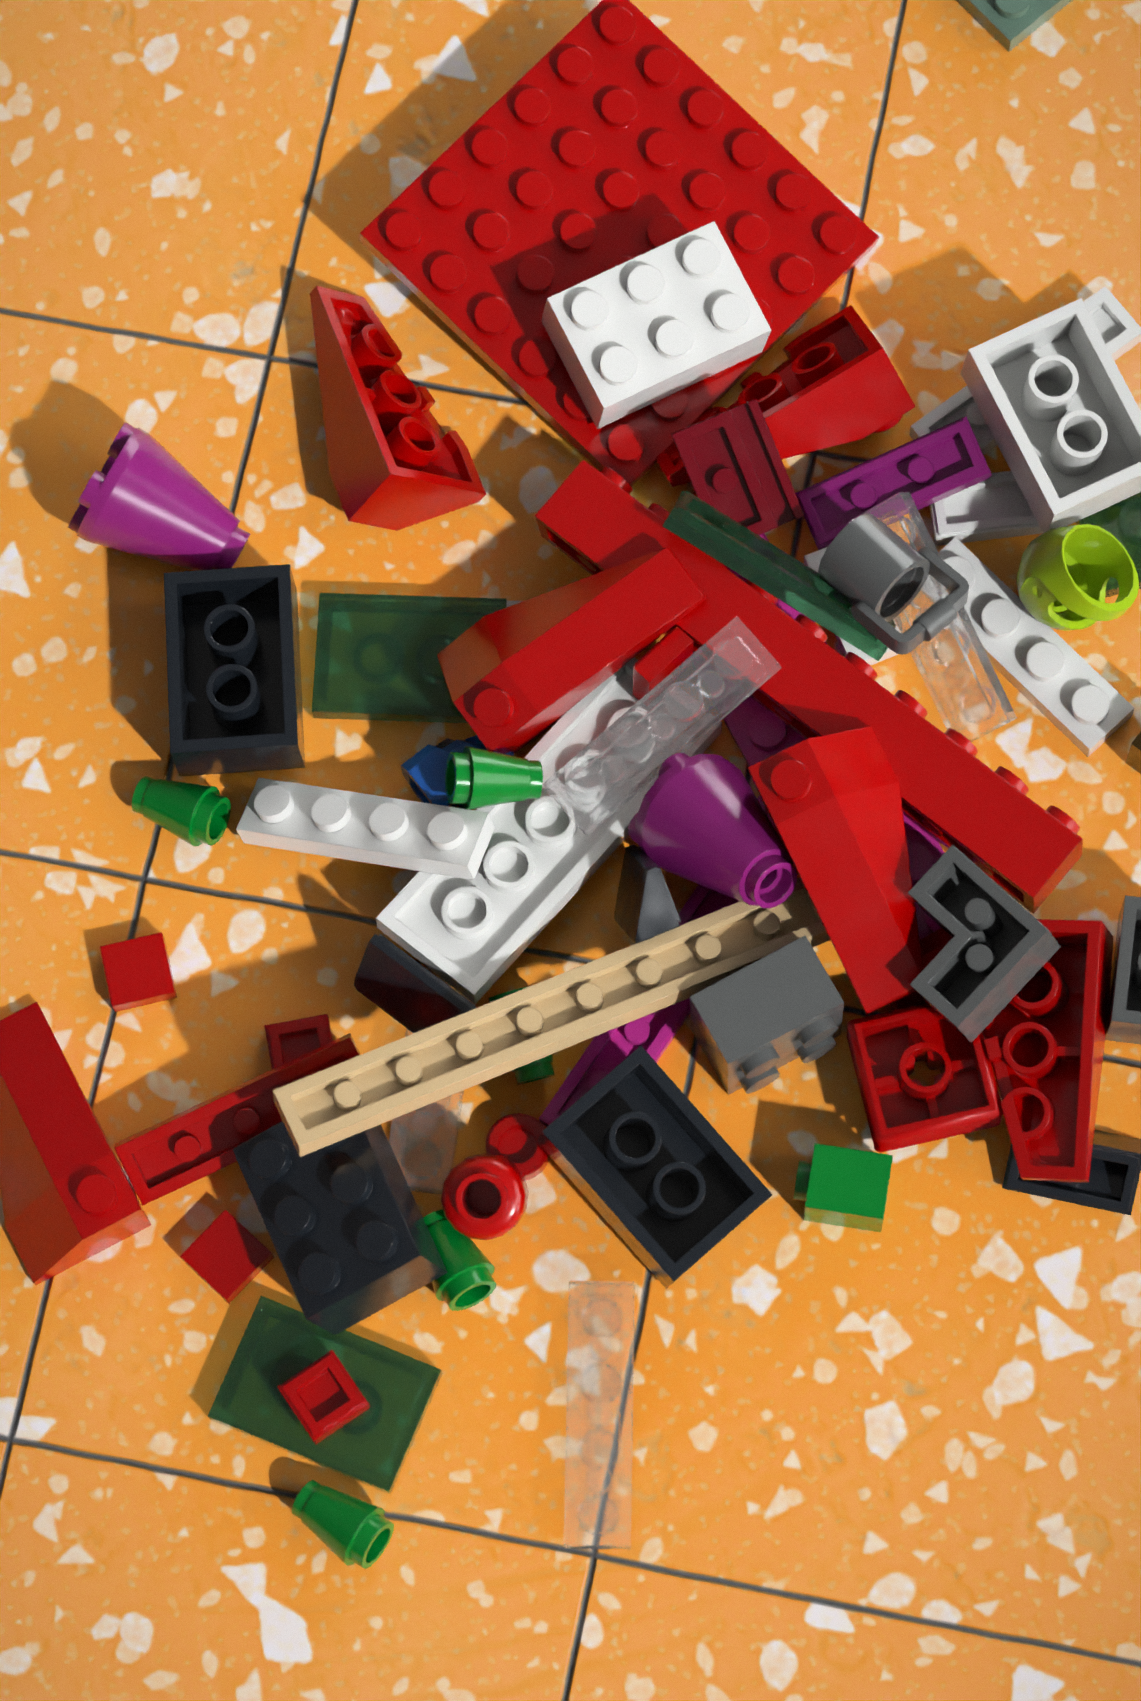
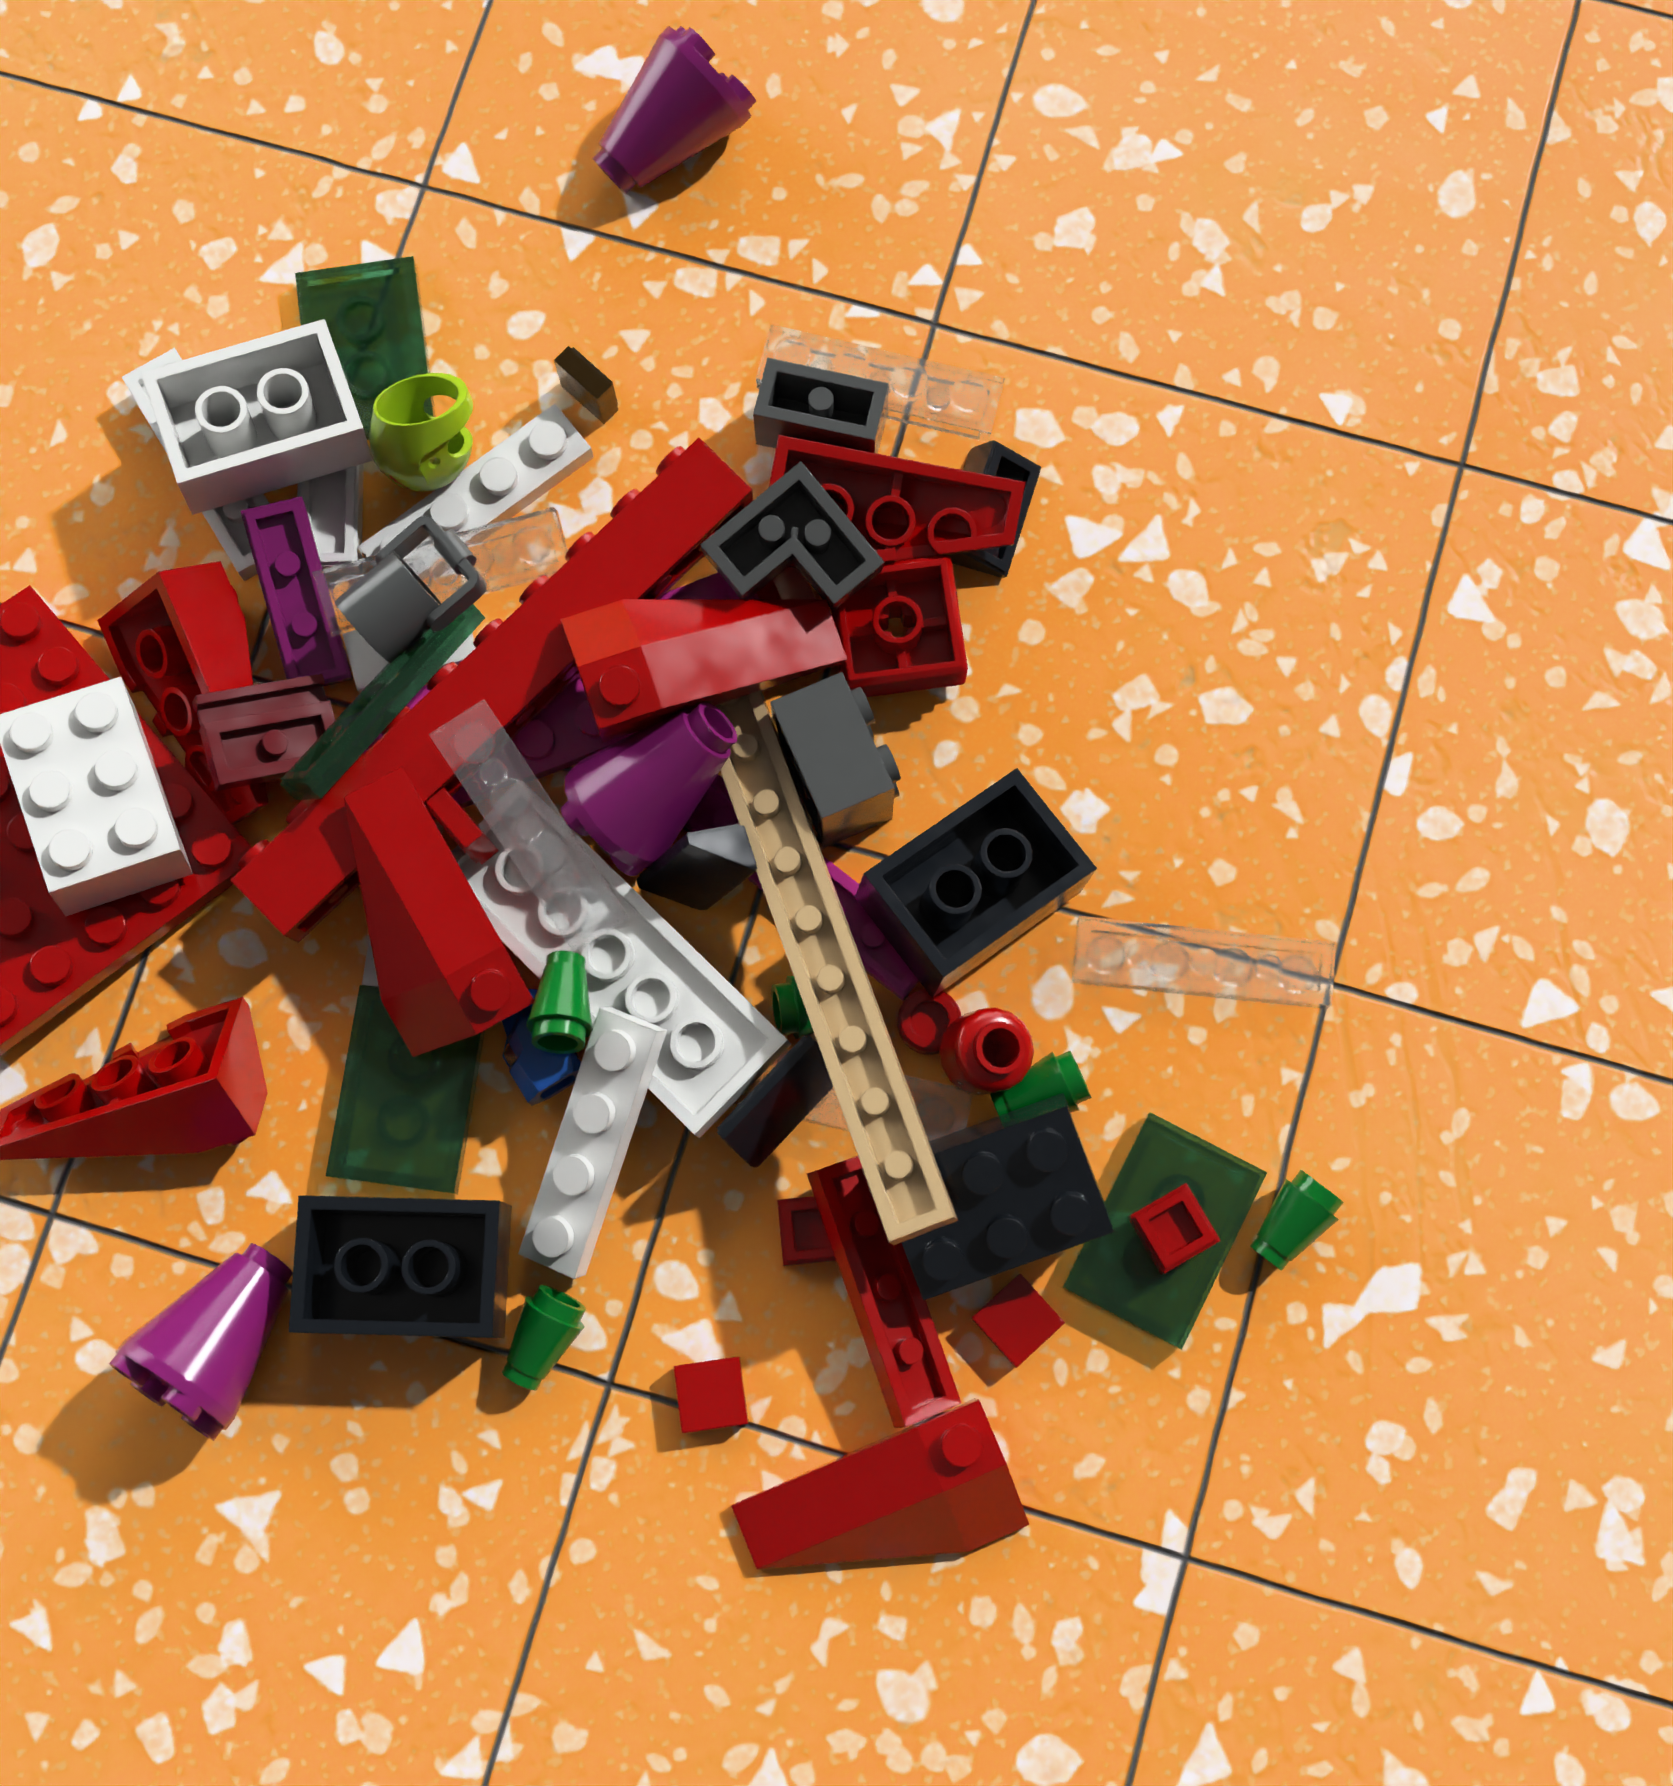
camera: 90 degrees left, 5 degrees up
(844, 1187) = (1000, 711): green brick -> none

